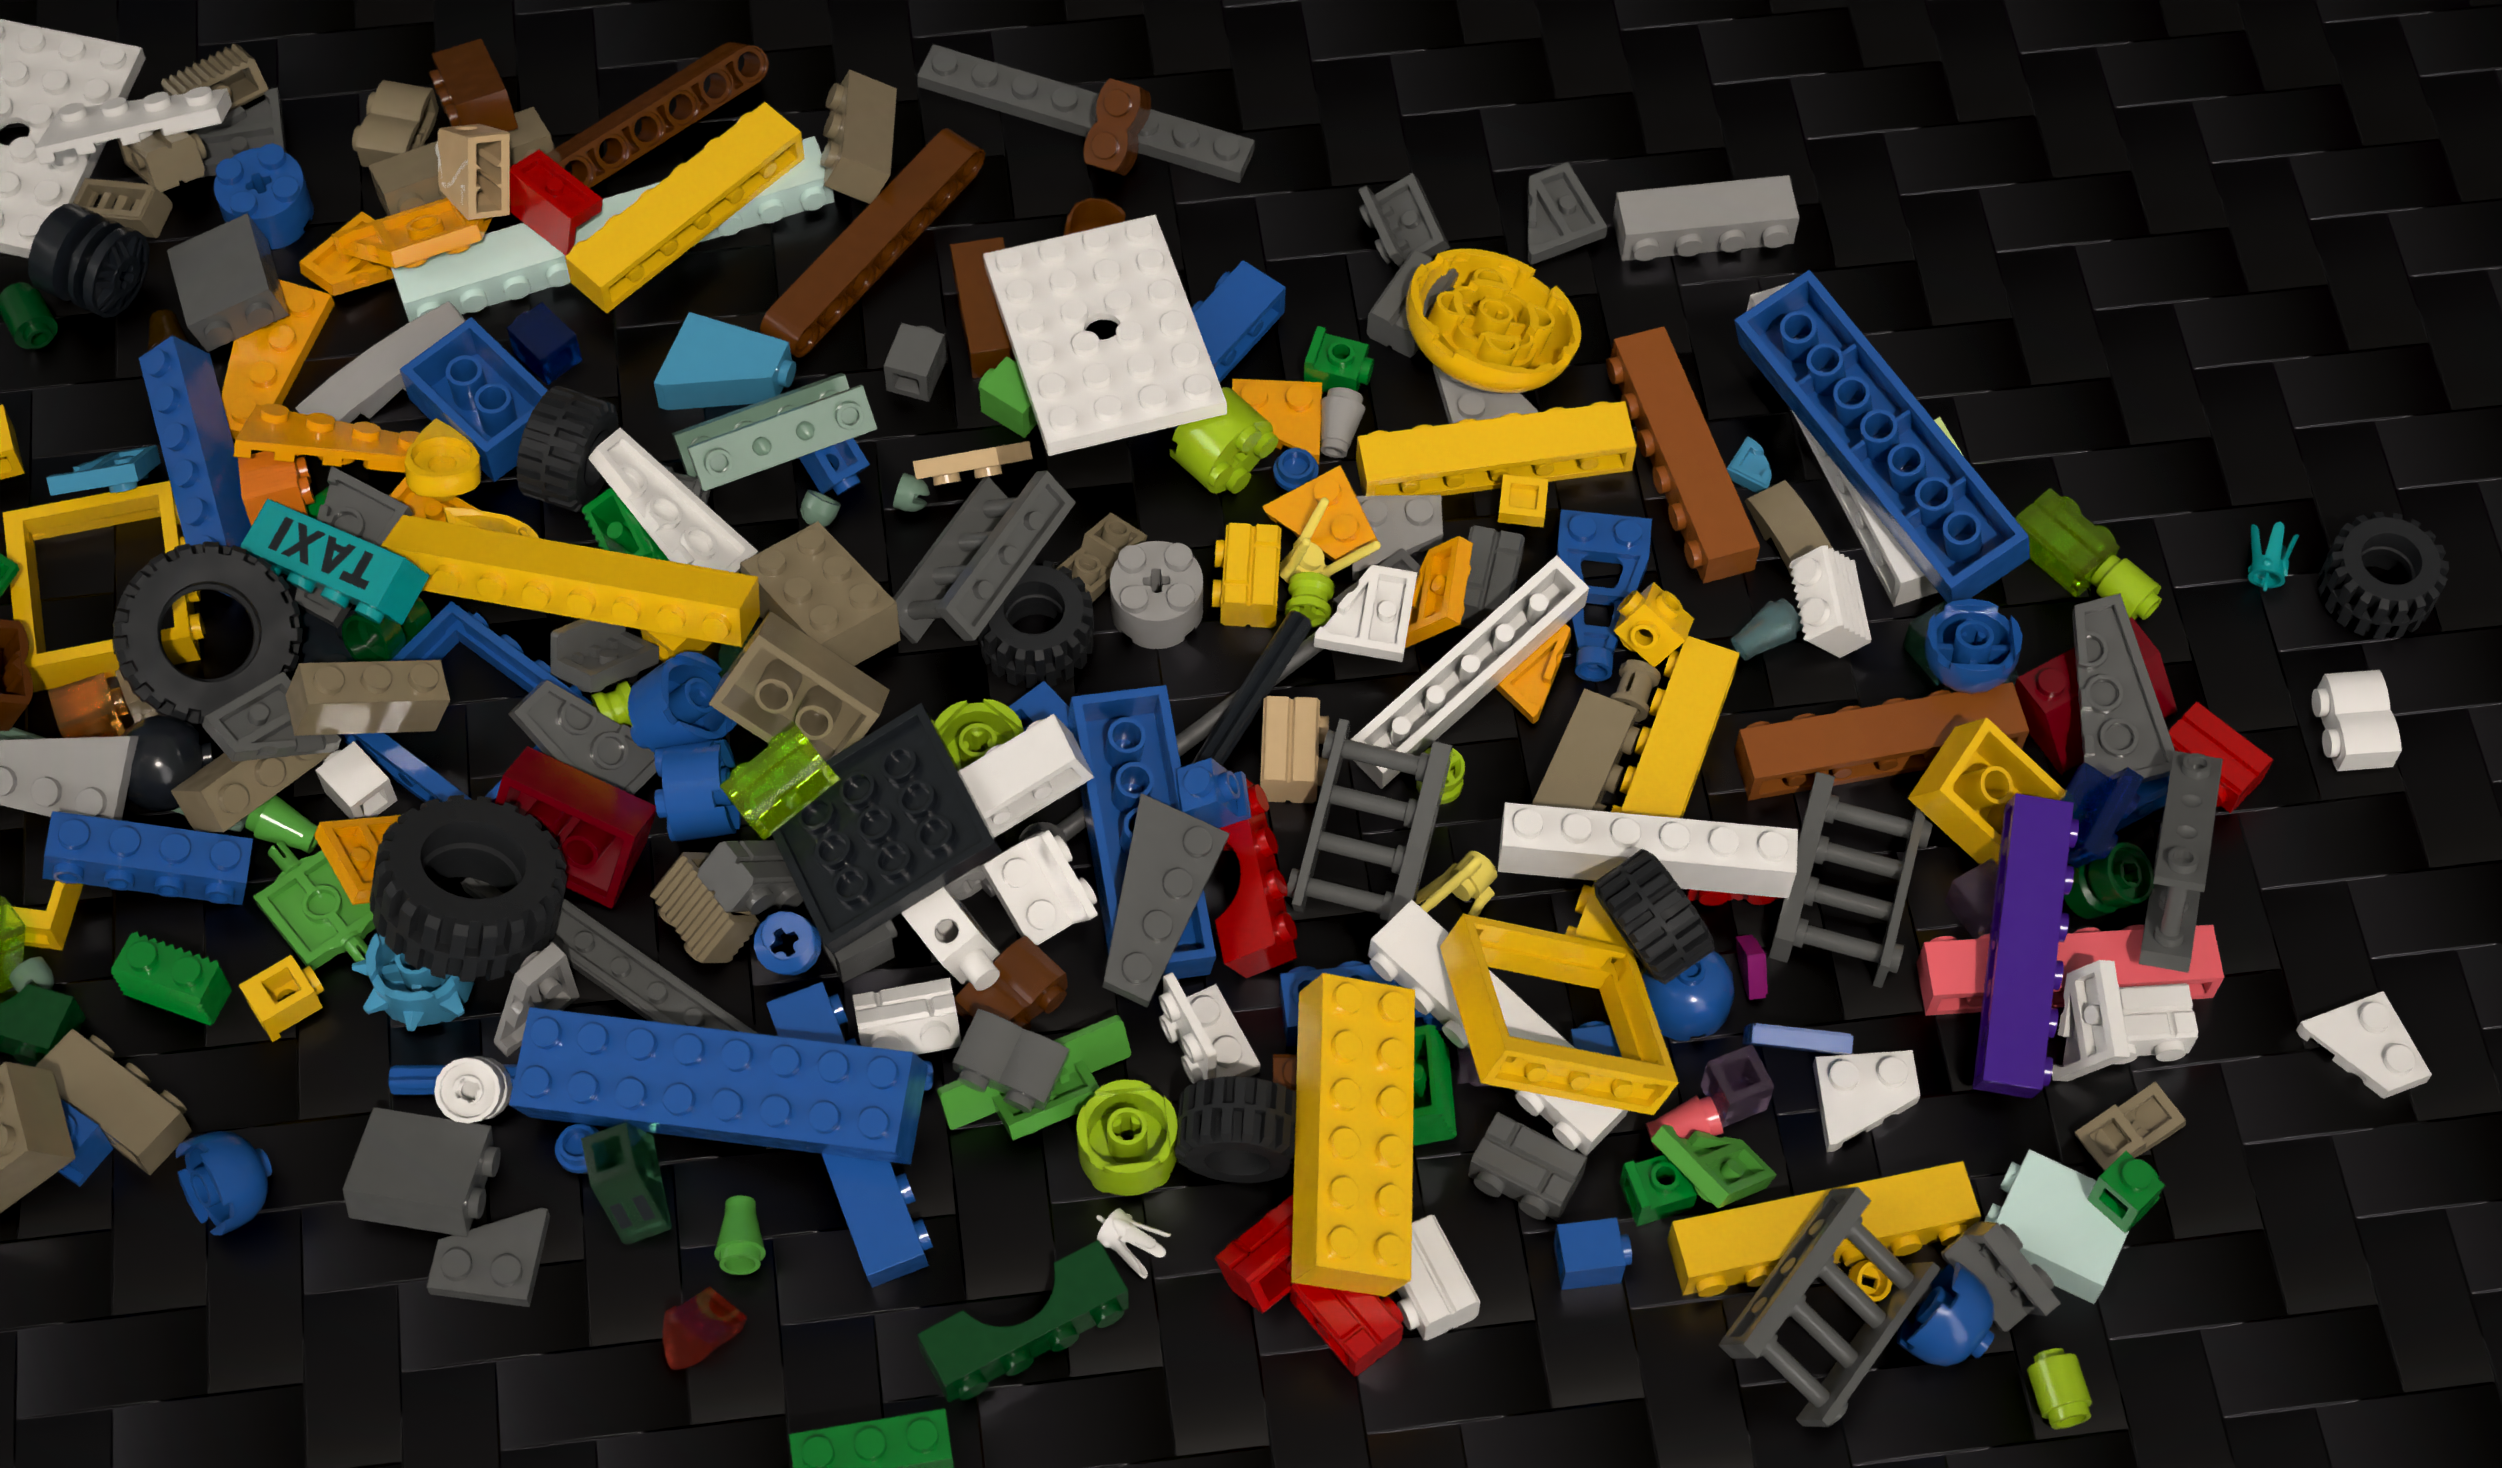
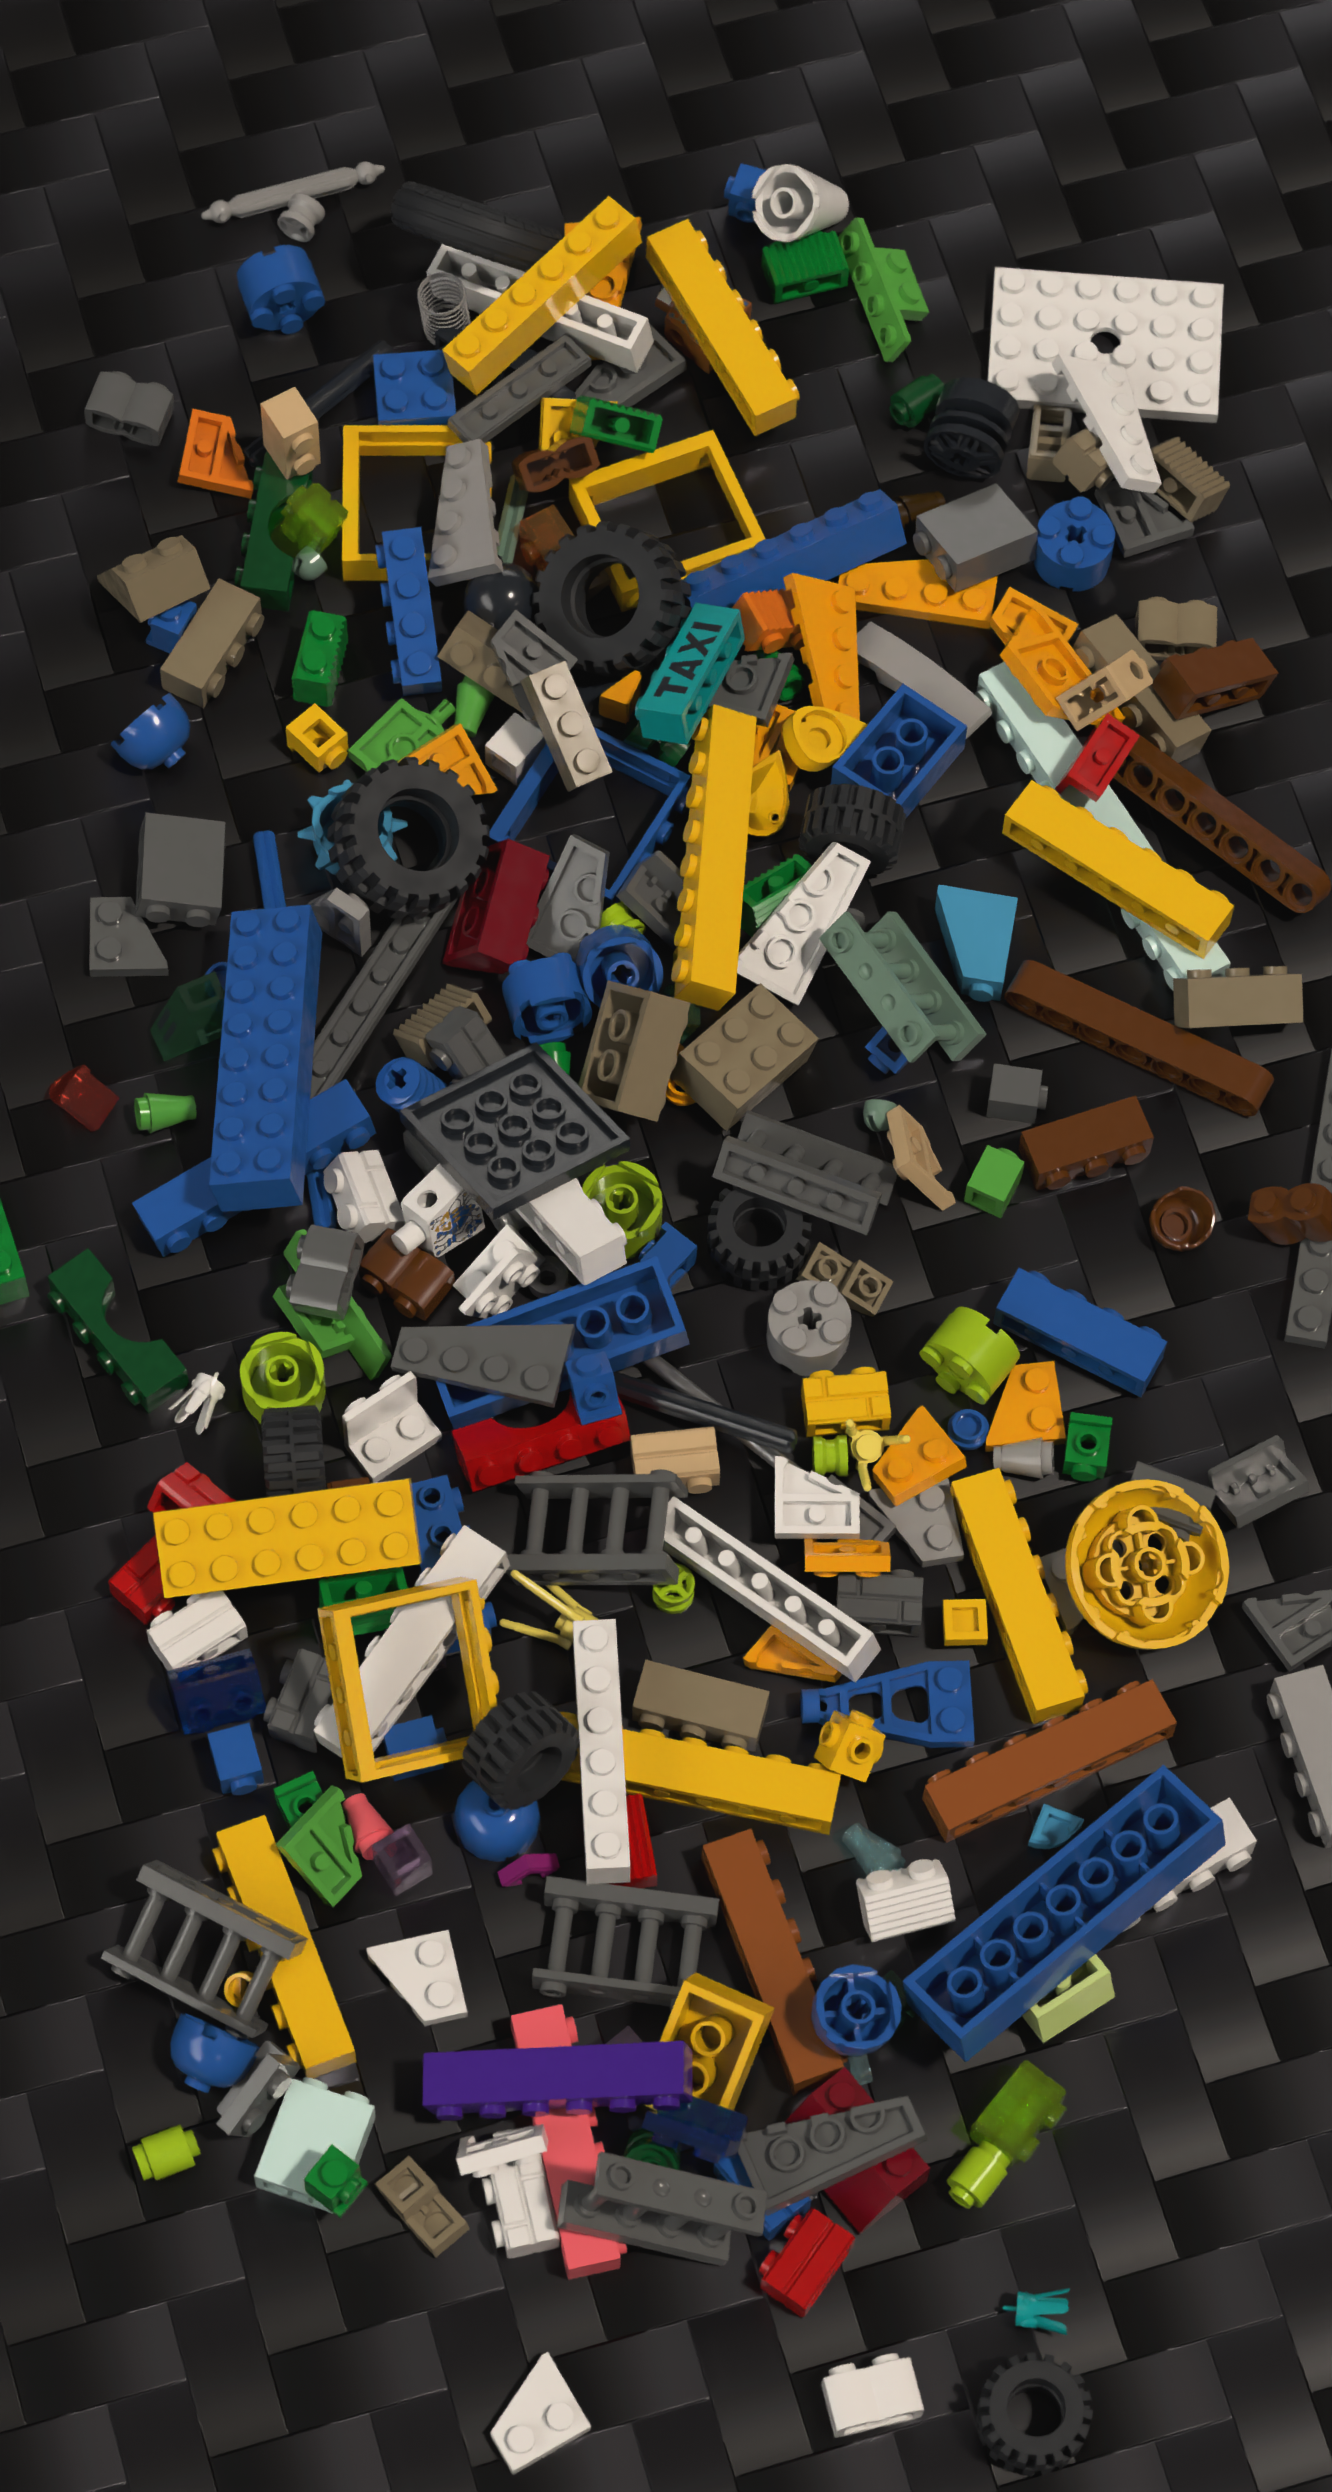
camera: 80 degrees right, 5 degrees up
(116, 470) = (767, 497): dark azure wing -> none
(330, 645) = (621, 698): none -> light orange slope
(473, 1089) = (247, 884): white wheel -> none
(544, 343) = (972, 795): clear blue brick -> none
(779, 781) = (544, 1048): clear neon green brick -> none
(818, 508) = (850, 1044): sand green hinge -> none
(1113, 387) = (1007, 1272): white plate -> none
(1510, 1259) = (217, 1691): none -> clear blue brick
(1636, 685) = (787, 1742): dark tan bush -> none
(1787, 521) = (990, 1864): dark tan slope -> none
(1798, 1039) = (449, 1903): tile -> none

